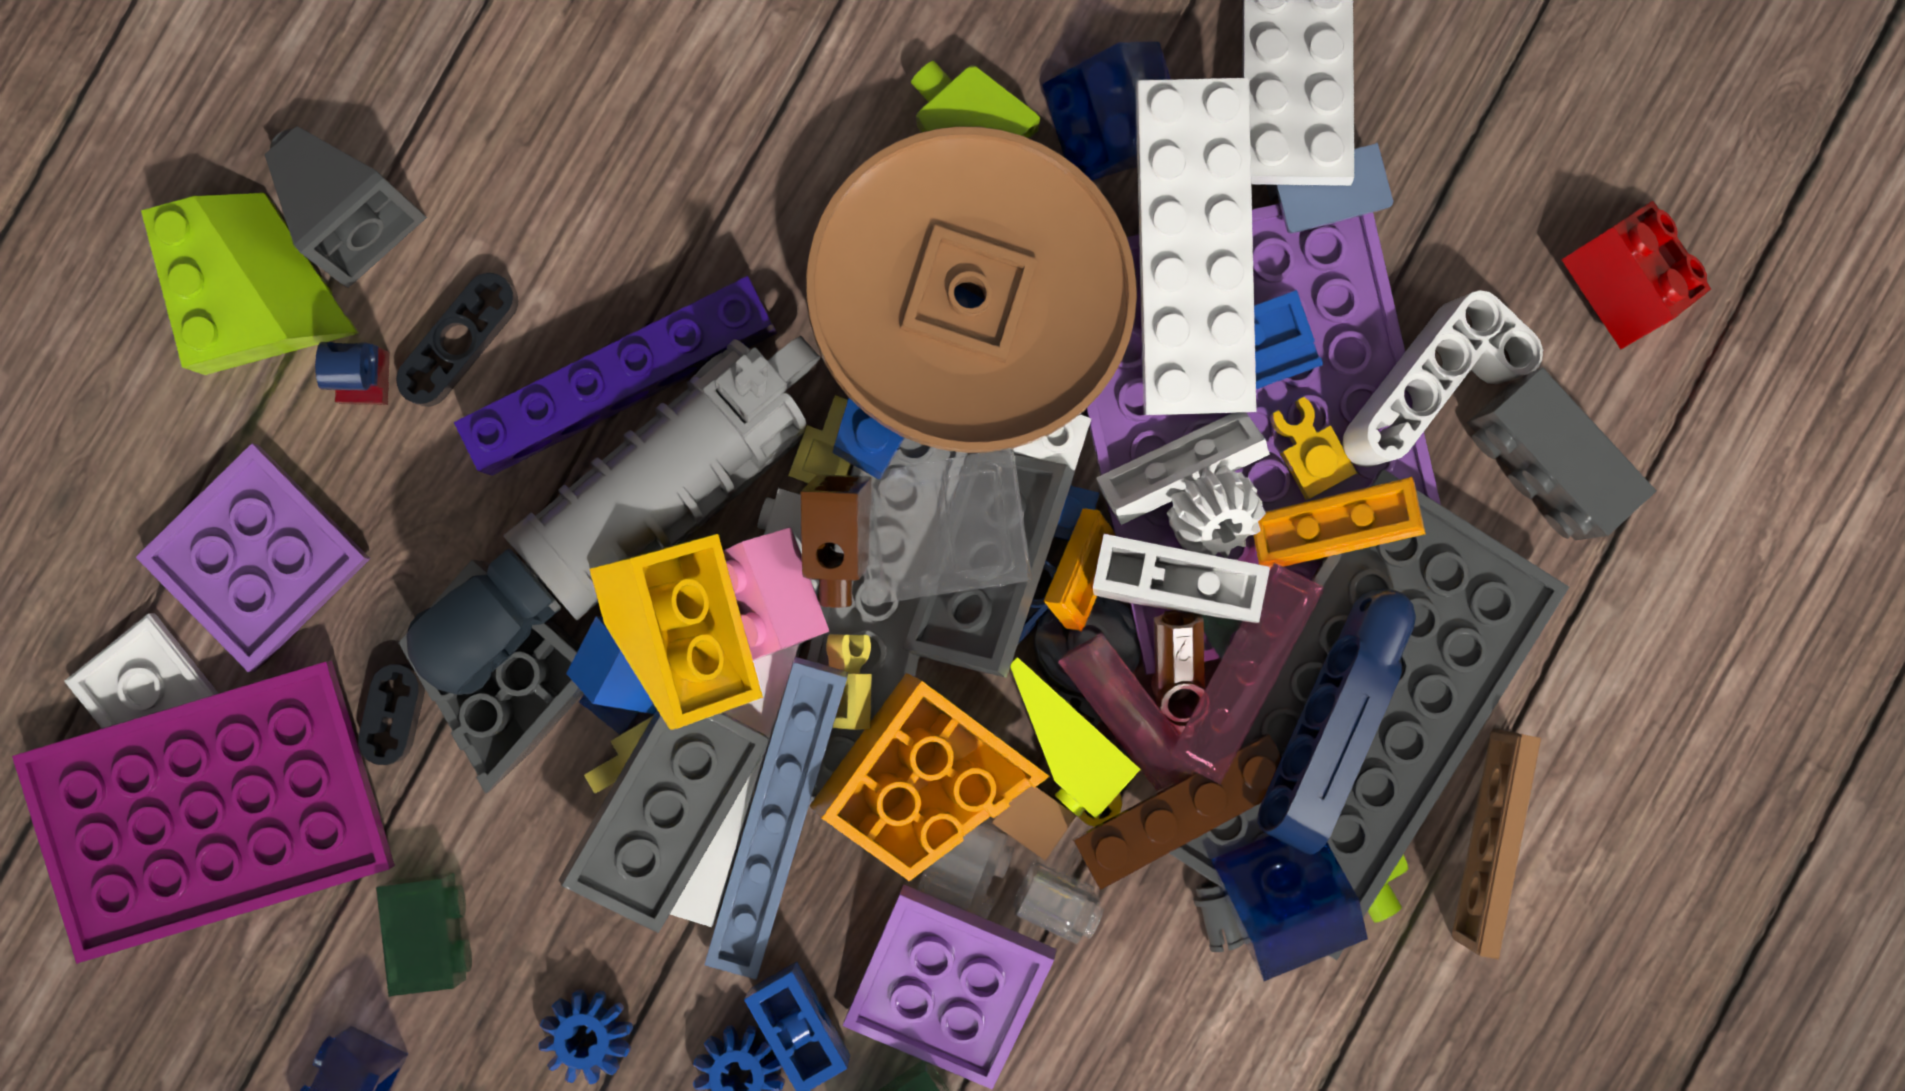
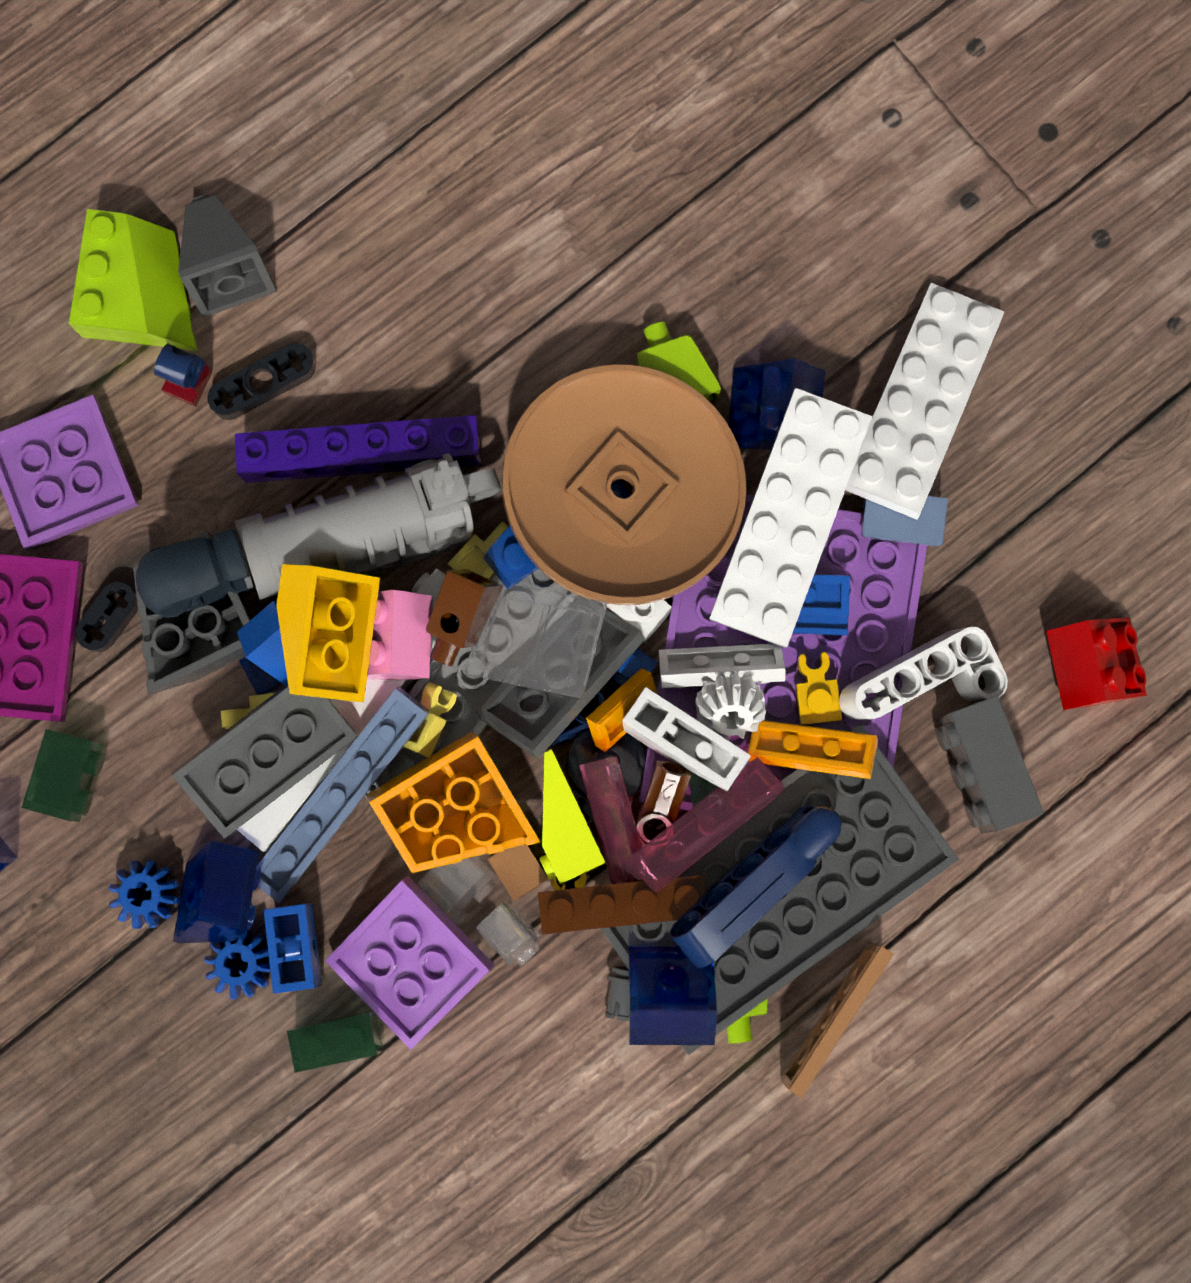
camera: 25 degrees right, 5 degrees down
(678, 1003) = (217, 894): none -> clear blue slope

